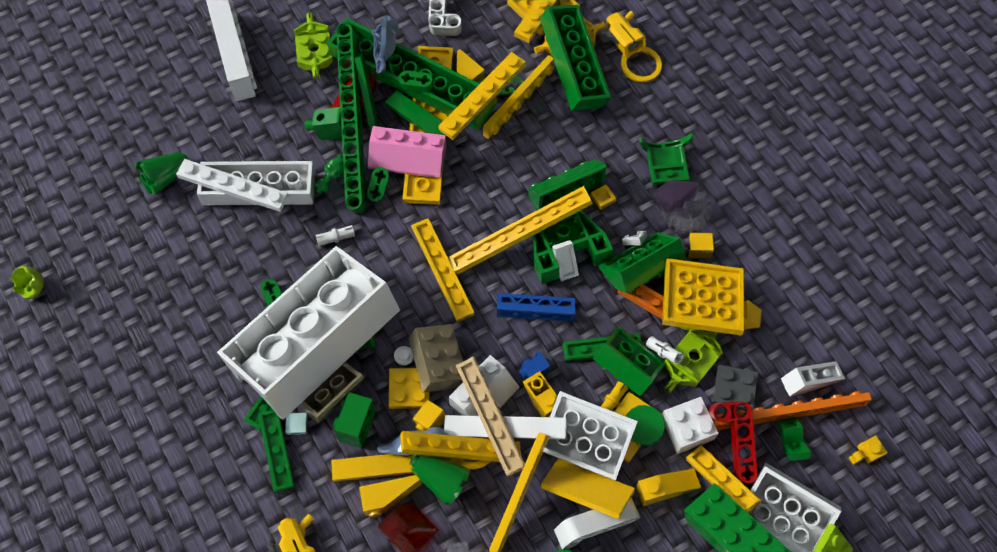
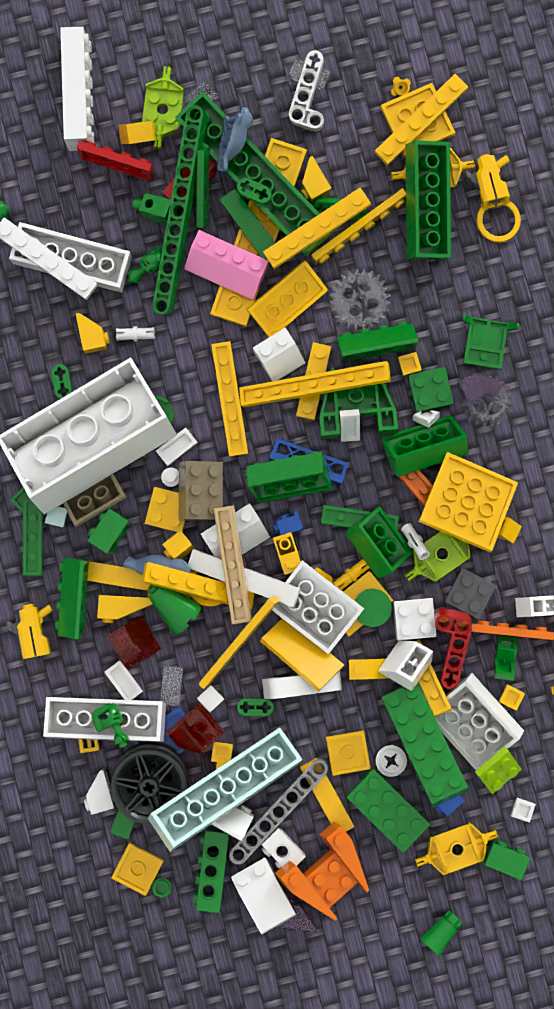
camera: 15 degrees right, 20 degrees up
(281, 93) = (119, 162): none -> red plate
(293, 246) = (91, 335): none -> yellow slope
(294, 67) = (137, 132): none -> yellow slope
(332, 497) = (73, 597): none -> green slope
(374, 182) = (193, 292): green beam -> none
(402, 326) = (176, 446): none -> white tile
(471, 170) = (287, 299): none -> yellow plate
(477, 218) = (279, 355): none -> white slope
(519, 252) = (317, 364): none -> yellow plate
(522, 321) = (288, 477): none -> green slope
(539, 154) = (344, 305): none -> clear gear
(630, 214) = (430, 389): none -> green plate
(699, 466) = (407, 663): none -> white slope
(700, 245) = (487, 443): yellow panel -> none
(814, 477) = (511, 697): none -> yellow plate

